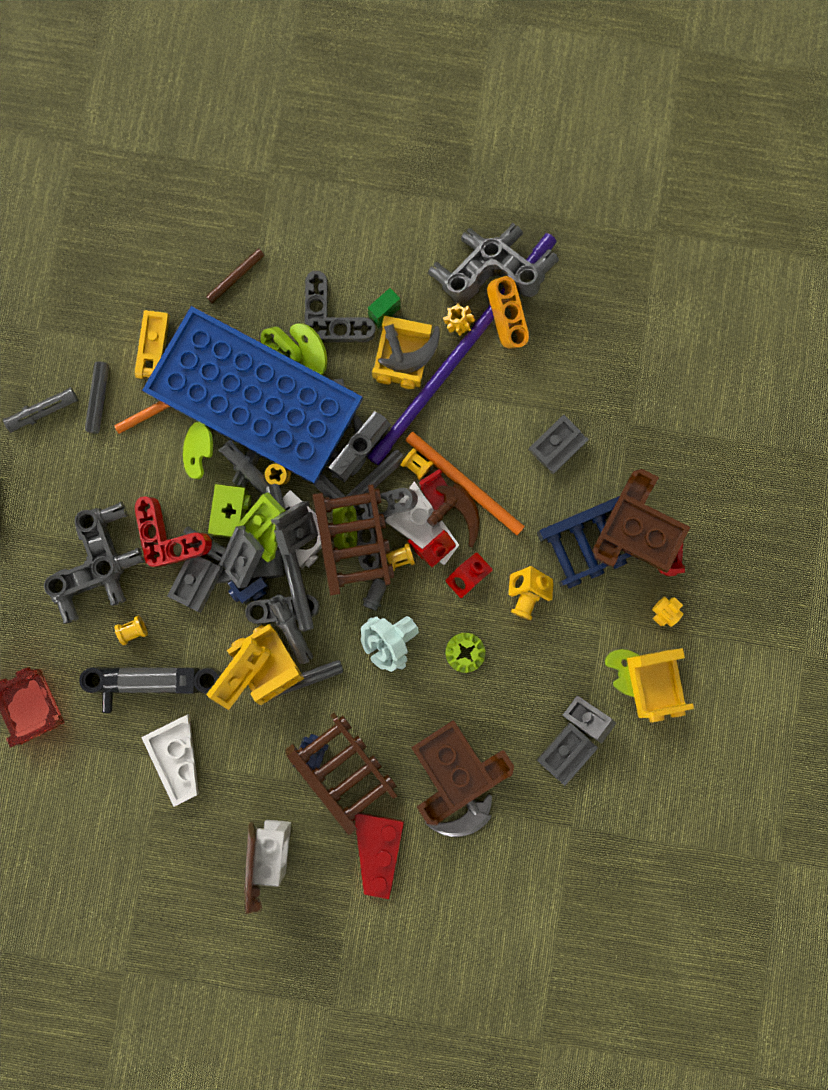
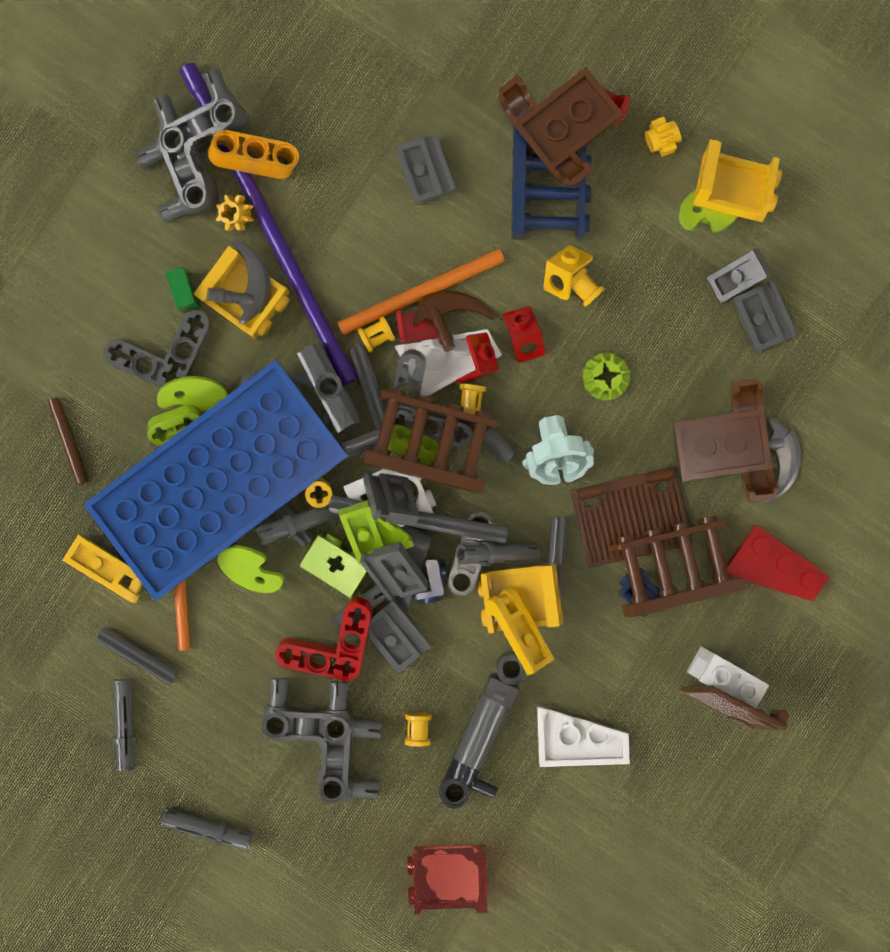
camera: 60 degrees left, 5 degrees up
(371, 716) = (626, 509): none -> reddish brown window

